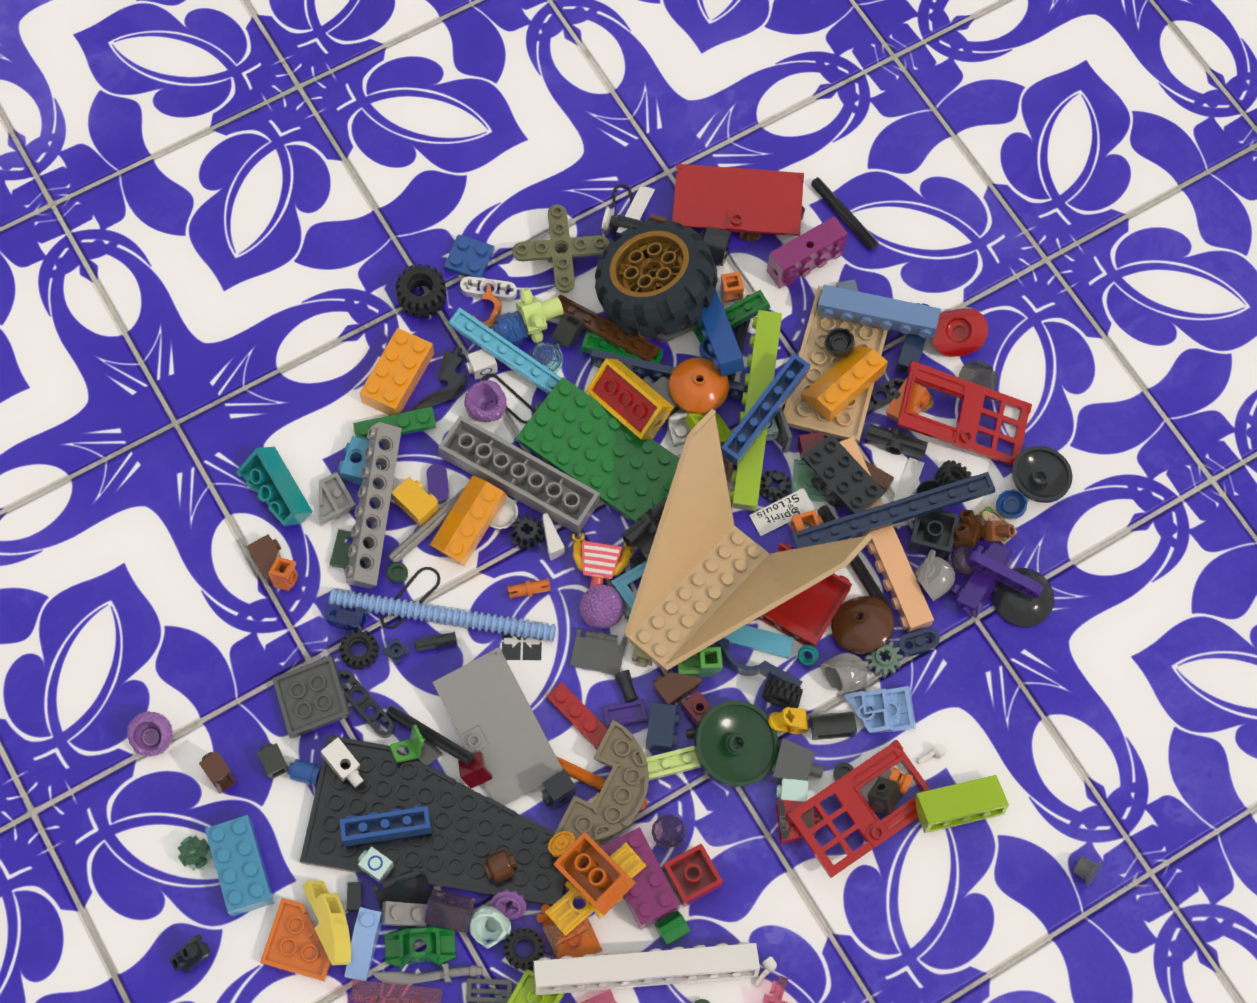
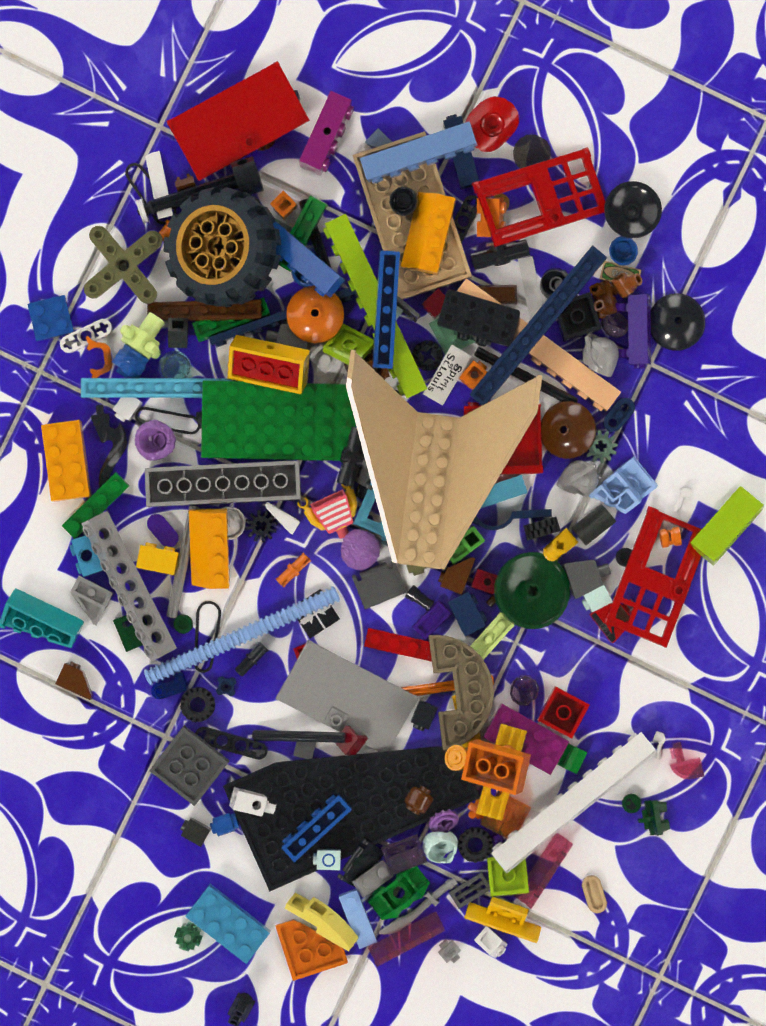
camera: 30 degrees left, 20 degrees up
(150, 733) = (91, 874): medium lavender hair -> none
(217, 771) = (162, 868): reddish brown brick -> none
(286, 577) = (99, 685): orange brick -> none
(354, 896) = (326, 889): black piece -> none
(414, 746) = (292, 750): bright green bracket -> none
(419, 277) = (19, 370): black tyre -> none
(808, 660) = (544, 484): teal plate -> none
(844, 213) = (331, 70): black axle -> none
(884, 795) = (667, 558): pearl dark grey brick -> none
(951, 472) = (567, 251): black tyre -> none
(1004, 574) = (655, 321): dark purple beam -> none

